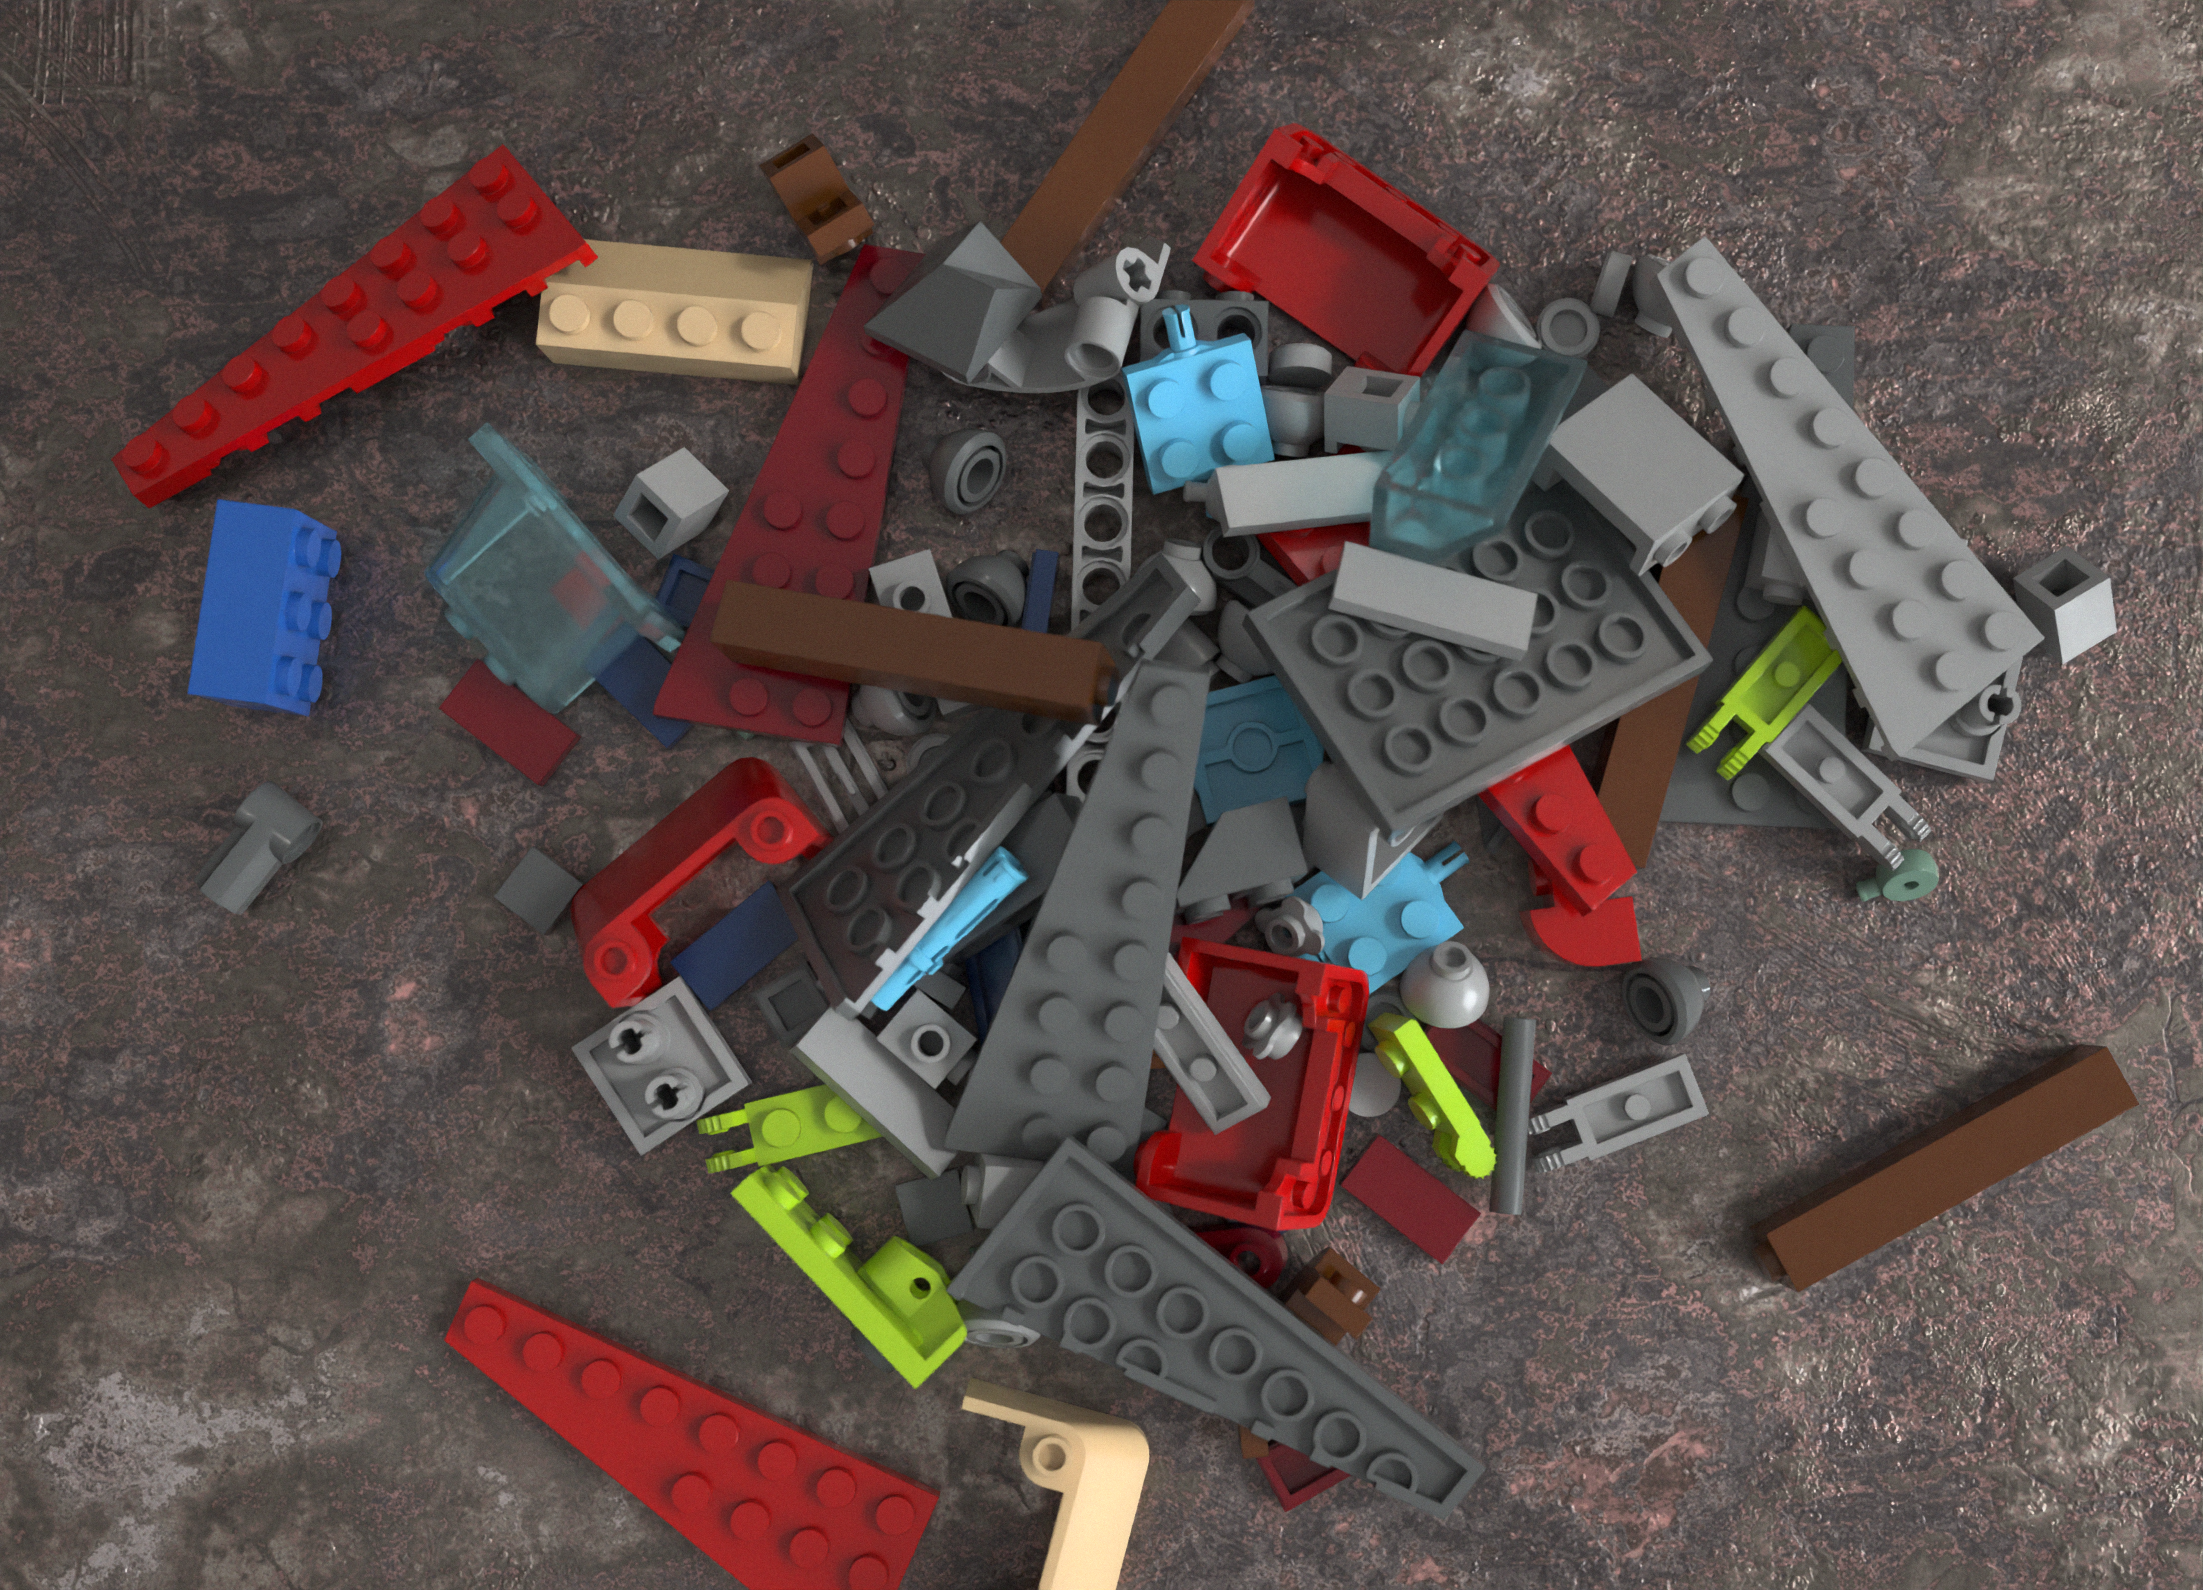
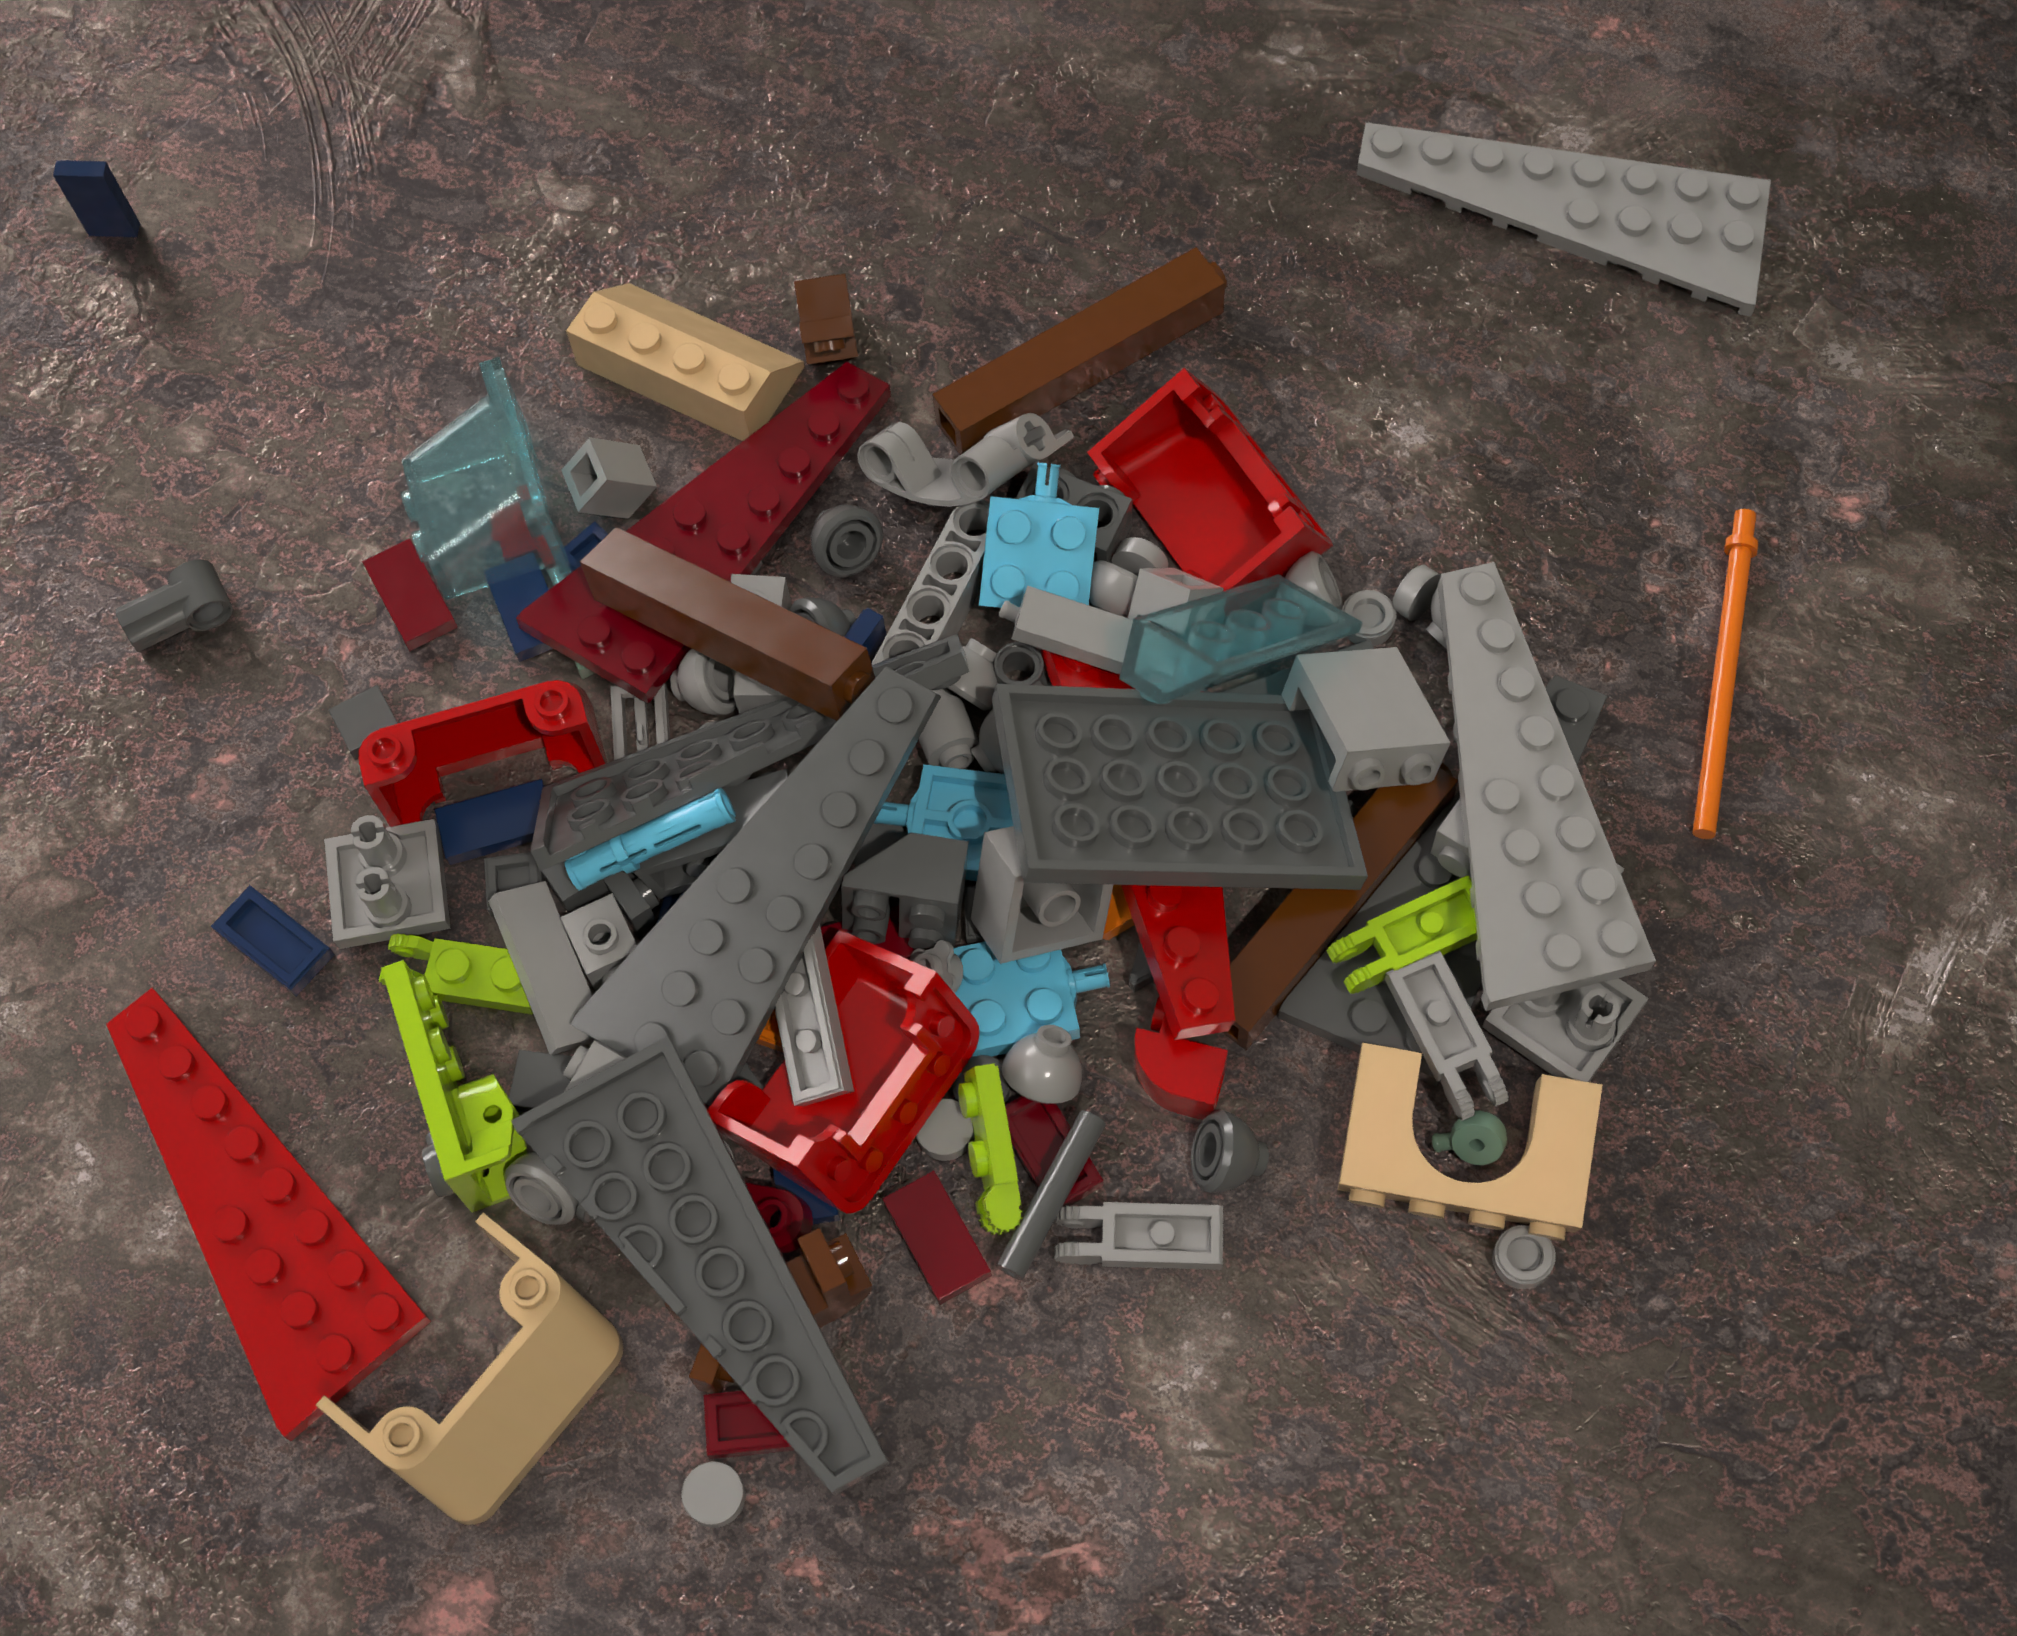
camera: 25 degrees right, 20 degrees down
(264, 609) = (272, 438): blue brick -> none
(387, 310) = (450, 282): red wing -> none
(569, 1173) = (273, 940): none -> dark blue tile
(957, 304) = (891, 412): dark grey slope -> none
(1272, 1028) = (879, 1034): light grey plate -> none
(1307, 1544) = (713, 1494): none -> light grey tile
(1433, 601) = (1150, 735): light grey tile -> none
(1928, 90) = (1740, 547): none -> orange bar
(1941, 1167) = (1410, 1394): reddish brown brick -> none
(1989, 905) = (1541, 1191): none -> tan arch
(1990, 975) = (1523, 1258): none -> light grey tile
(2067, 603) = (1699, 967): light grey brick -> none

